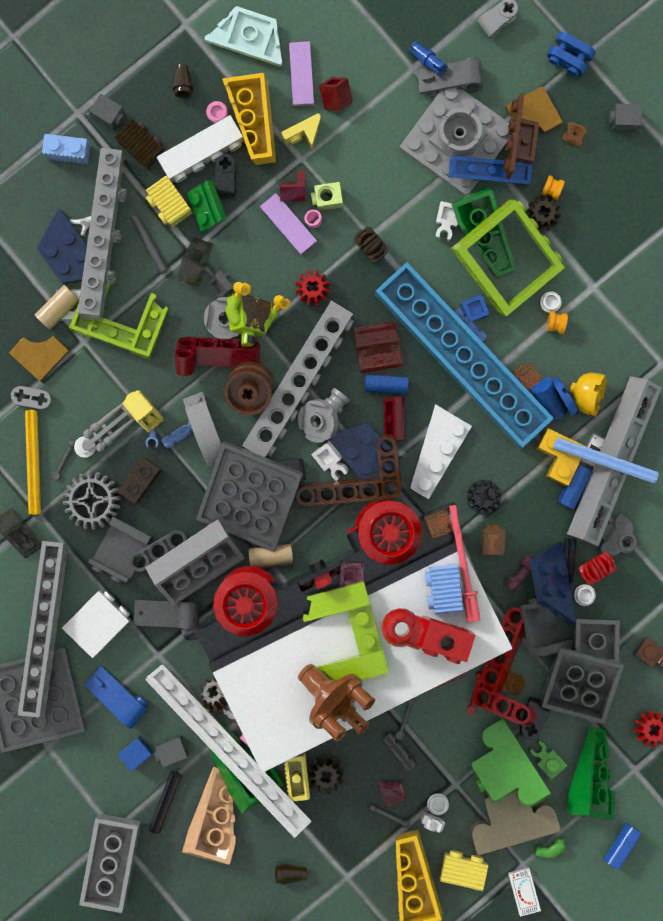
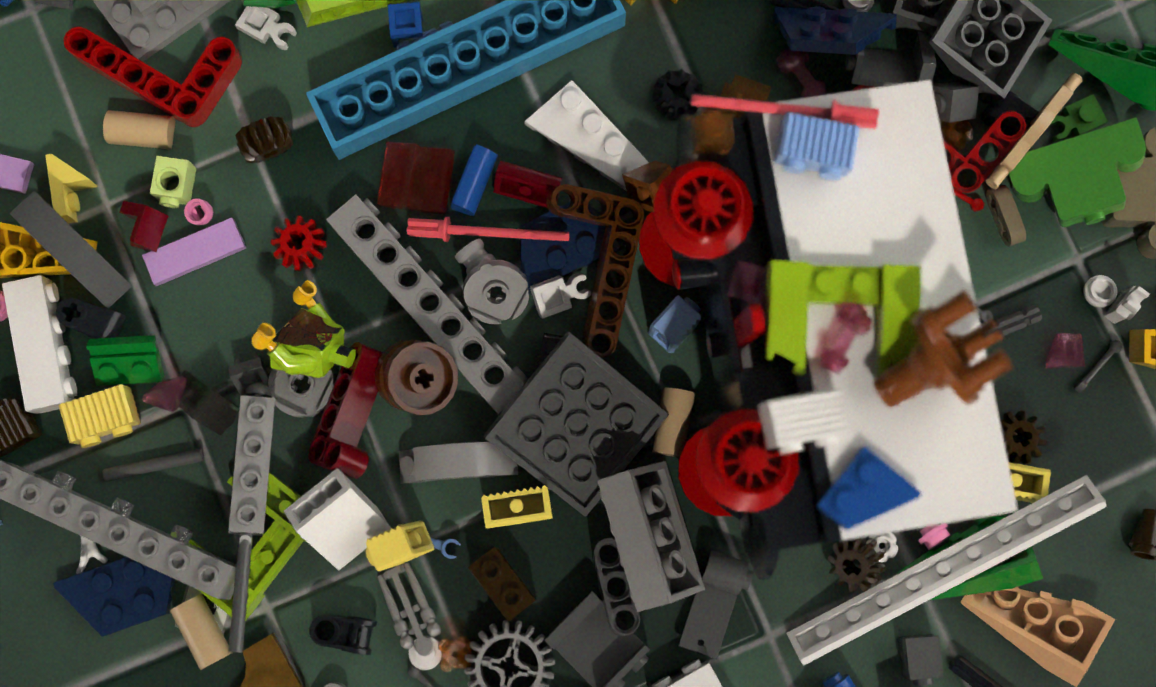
camera: 75 degrees left, 5 degrees down
(82, 395) = (345, 633): none -> black piece
(92, 459) = (447, 647): none -> clear orange plate
(147, 310) = (249, 493): none -> light grey piece
(147, 368) = (336, 519): none -> white brick
(177, 435) = (452, 506): medium blue axle -> none
(188, 475) = (516, 507): none -> light yellow brick
(193, 238) = (166, 394): none -> clear pink slope
(244, 678) = (865, 491): none -> blue wing
(262, 150) = (70, 249): none -> dark grey slope
(274, 628) = (804, 419): none -> white brick
(332, 538) = (675, 323): none -> light blue brick
(336, 93) = (27, 125): dark red panel -> none
(344, 641) = (854, 321): none -> clear pink bar
(350, 375) = (442, 229): none -> coral piece
(355, 163) = (139, 129): none -> tan brick
(388, 161) = (153, 81): none -> red beam
(416, 496) = (644, 182): none -> dark orange slope
(427, 634) = (884, 184): red brick -> none
(468, 730) = (1006, 215): none -> dark tan beam
(525, 732) = (1037, 128): none -> tan piece
(531, 674) = (955, 100): none -> dark grey brick

